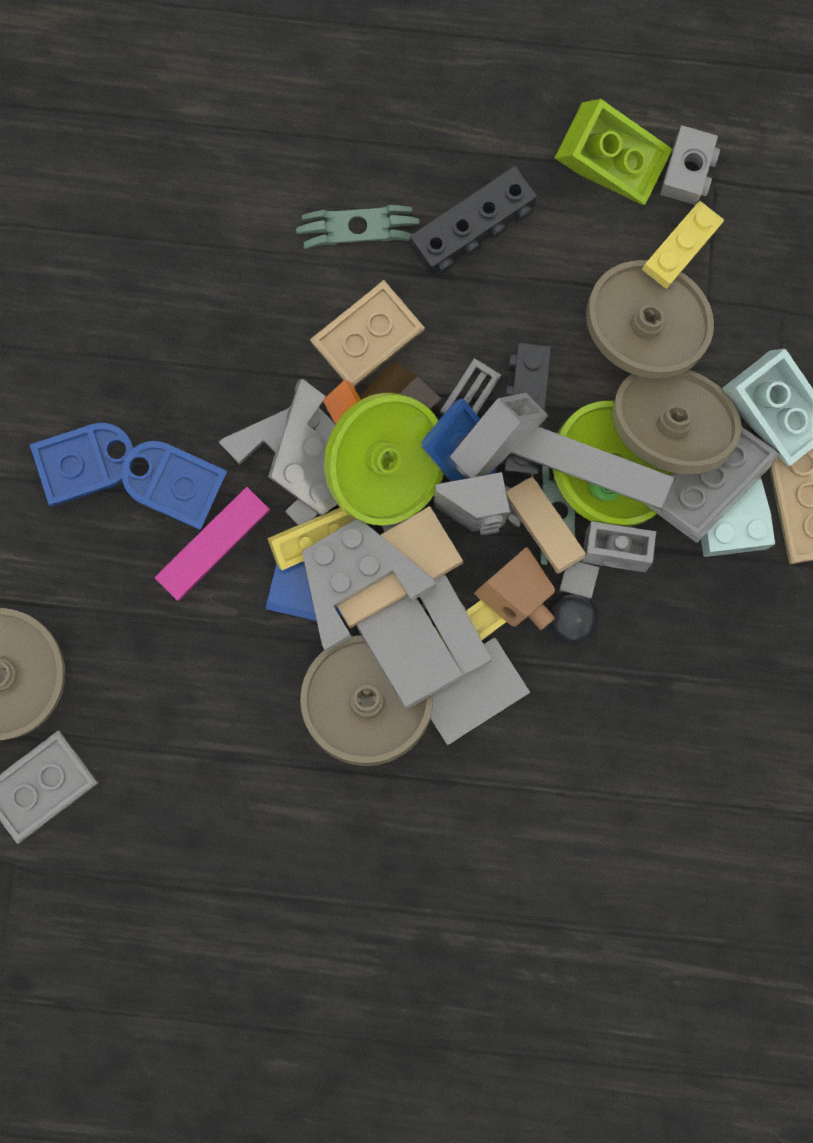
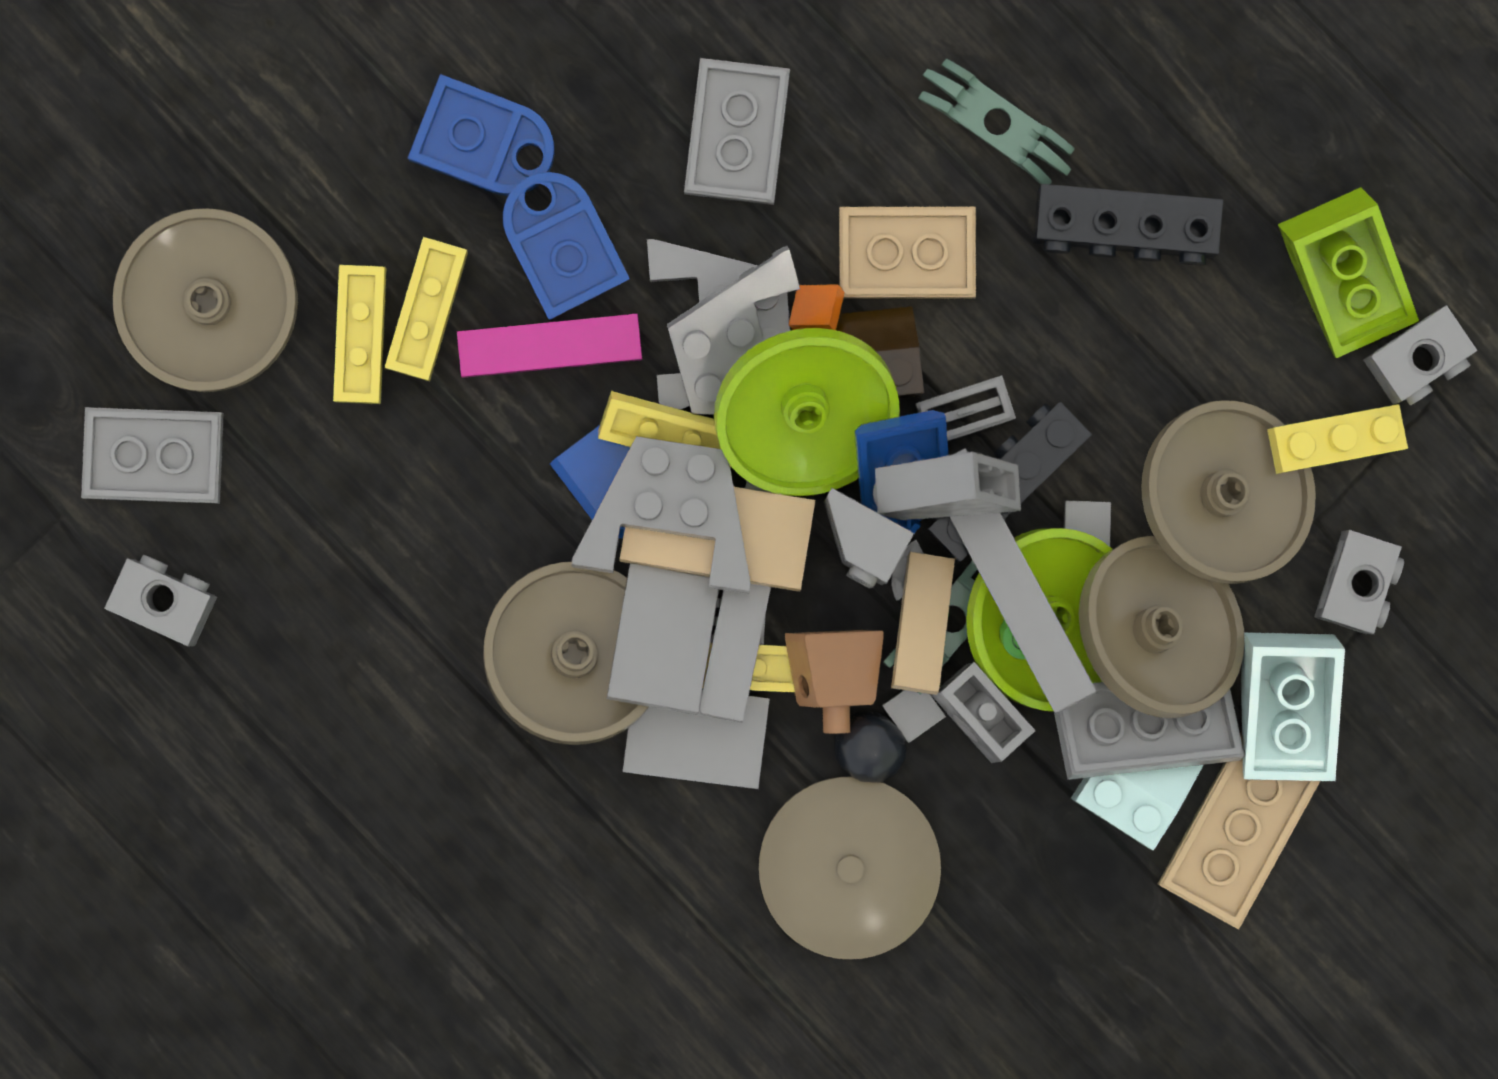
camera: 40 degrees right, 5 degrees up
(89, 868) = (134, 600): none -> light grey brick
(101, 623) = (359, 334): none -> light yellow plate
(127, 579) = (426, 309): none -> light yellow plate
(220, 344) = (736, 131): none -> light grey tile
(585, 395) = (1089, 518): none -> light grey tile
(616, 694) = (849, 868): none -> dark tan dish
(756, 329) = (1339, 601): none -> light grey brick

